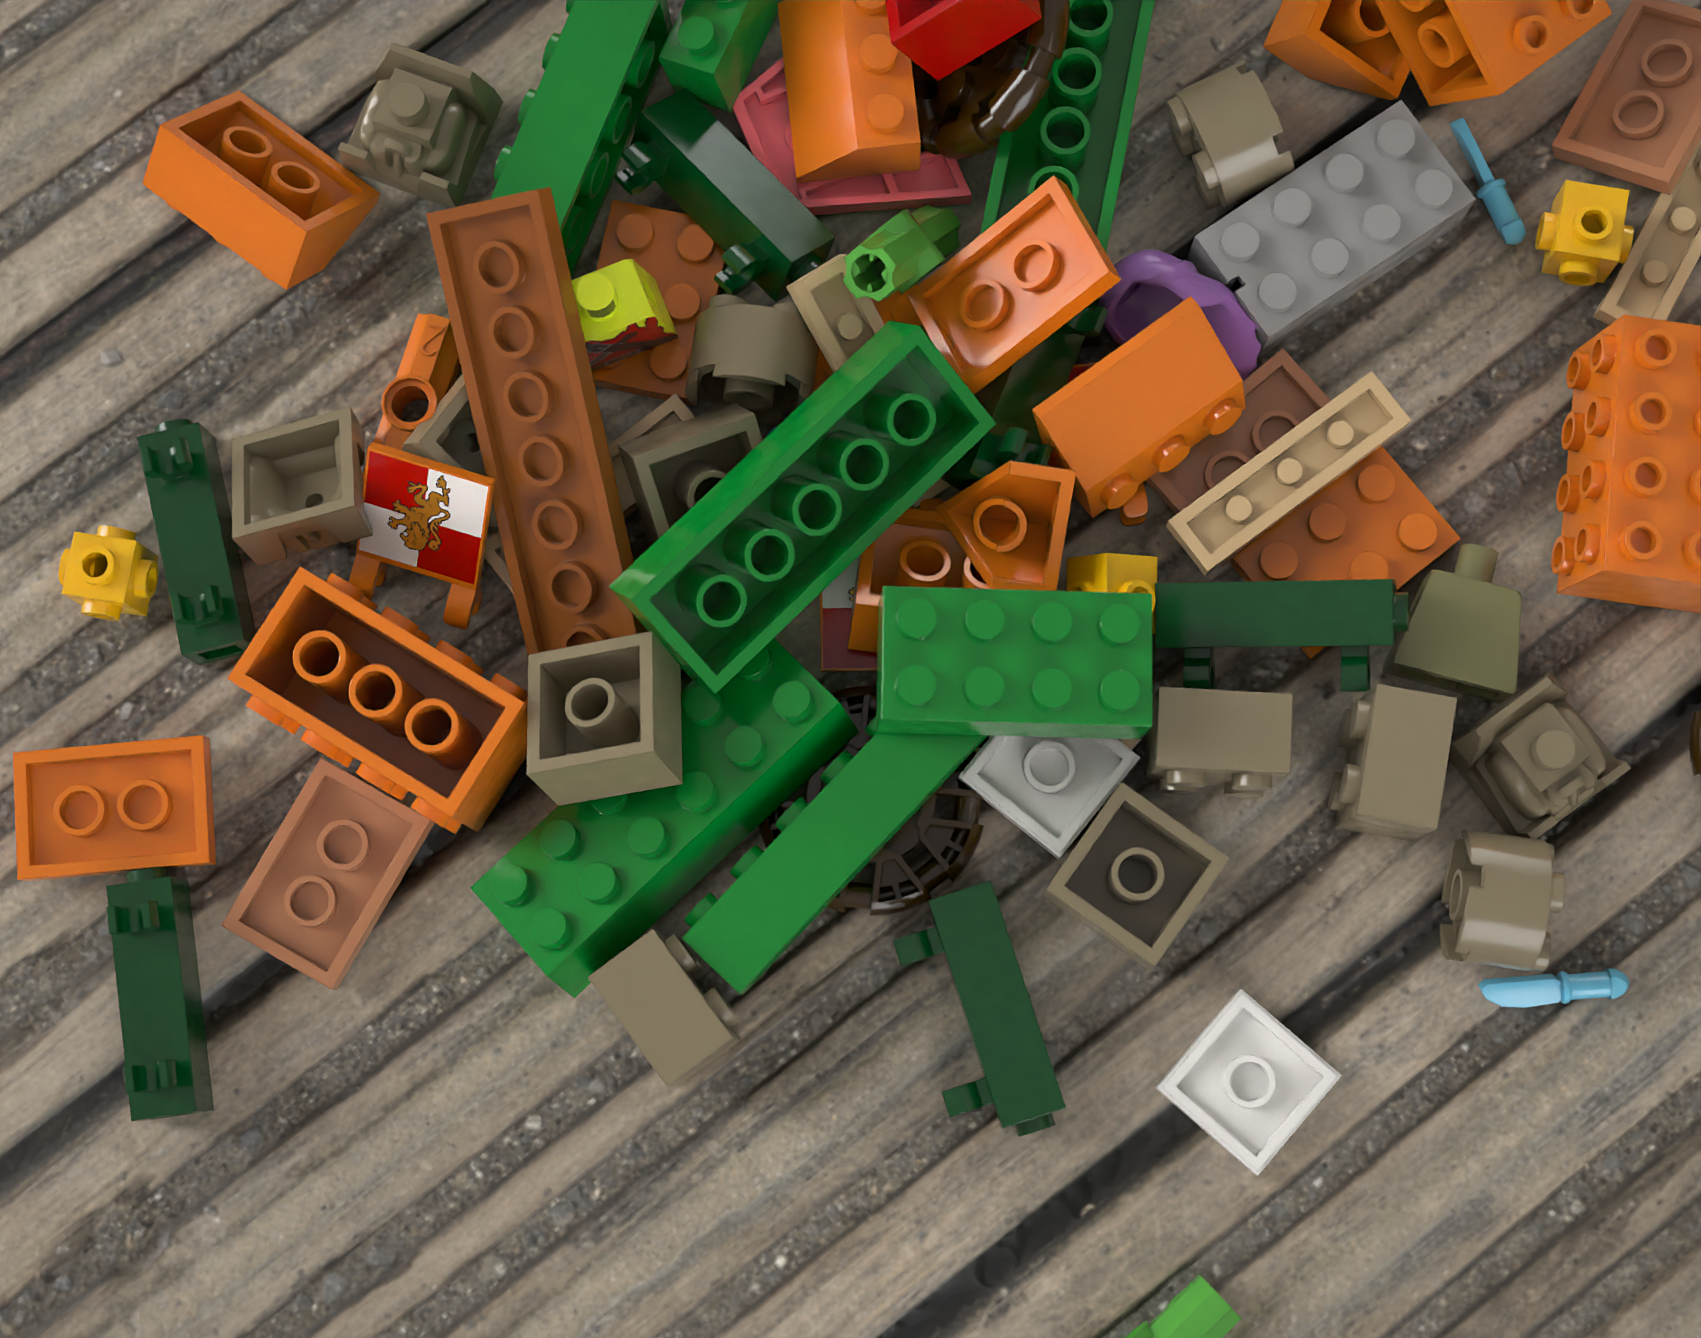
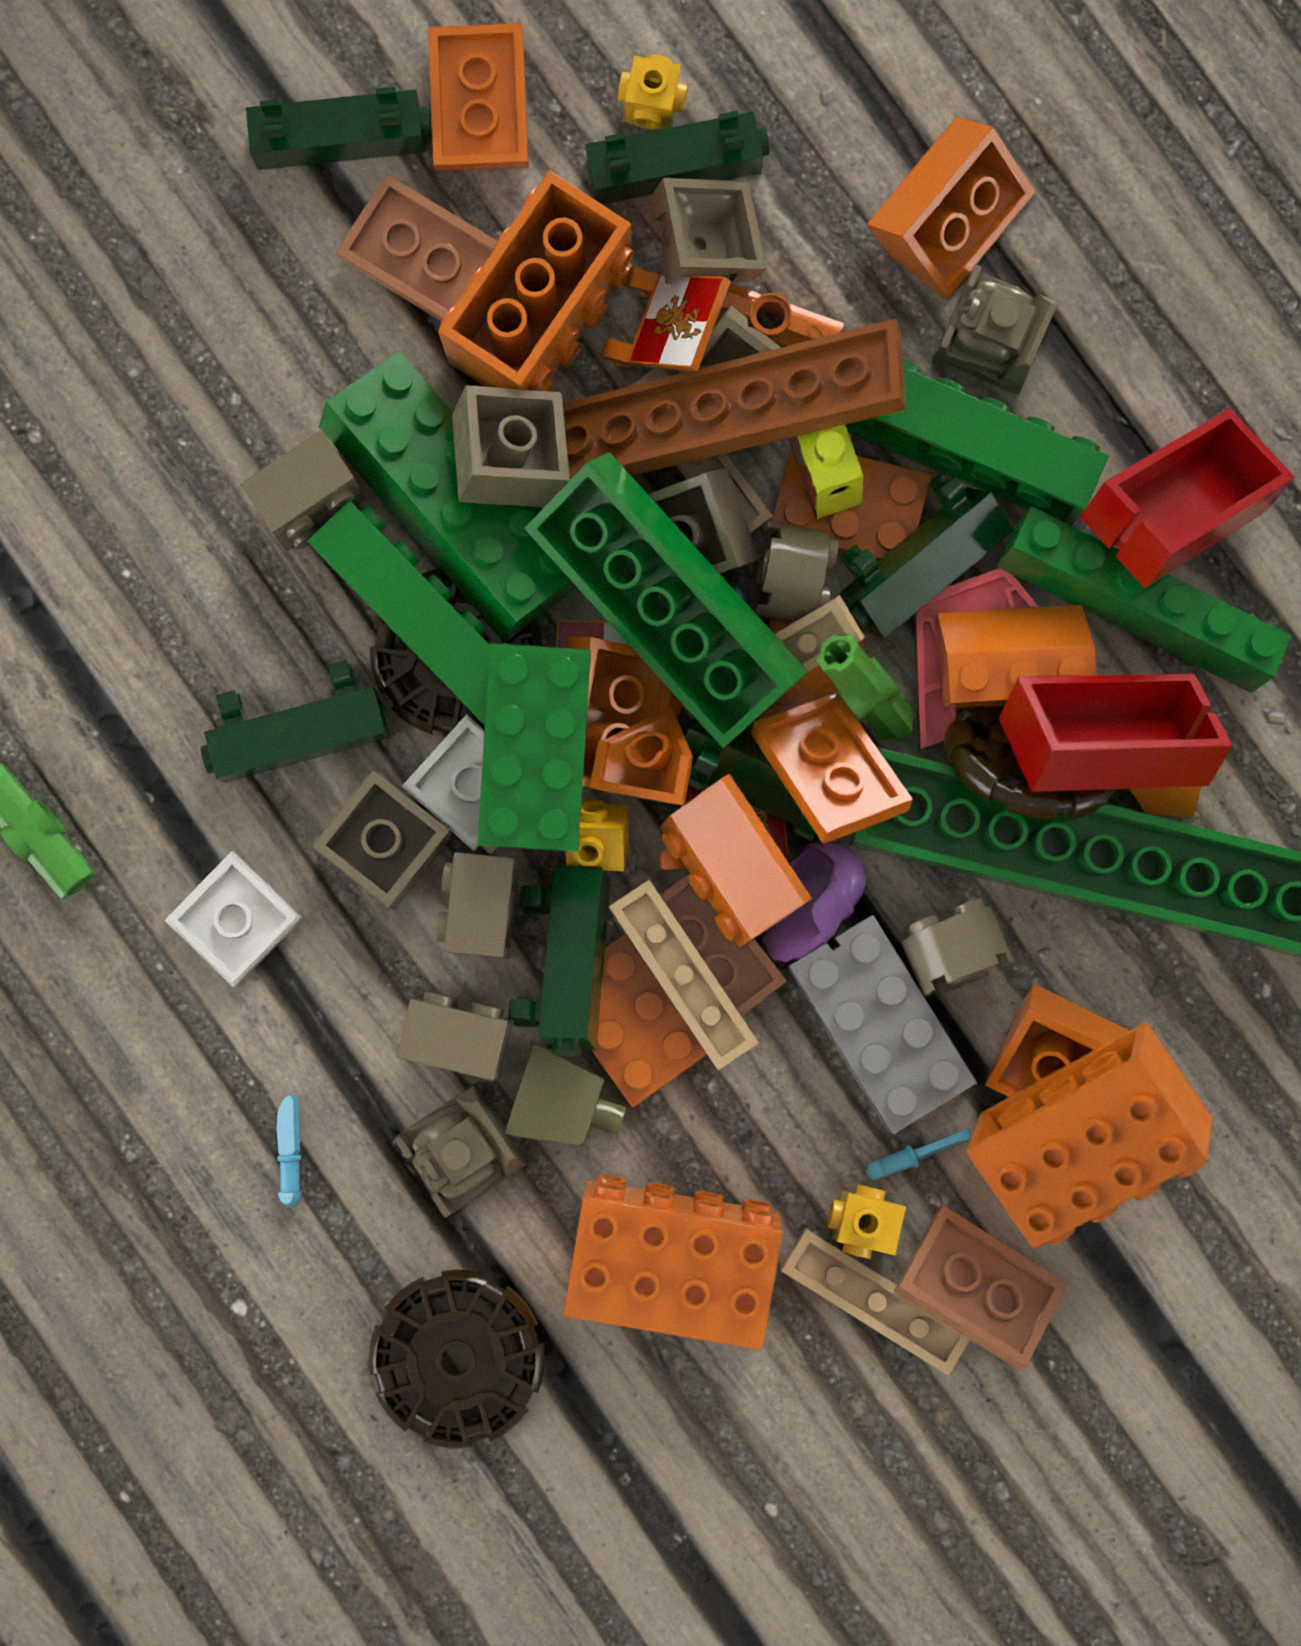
camera: 85 degrees right, 5 degrees up
(1500, 900) = (349, 1110): dark tan brick -> none

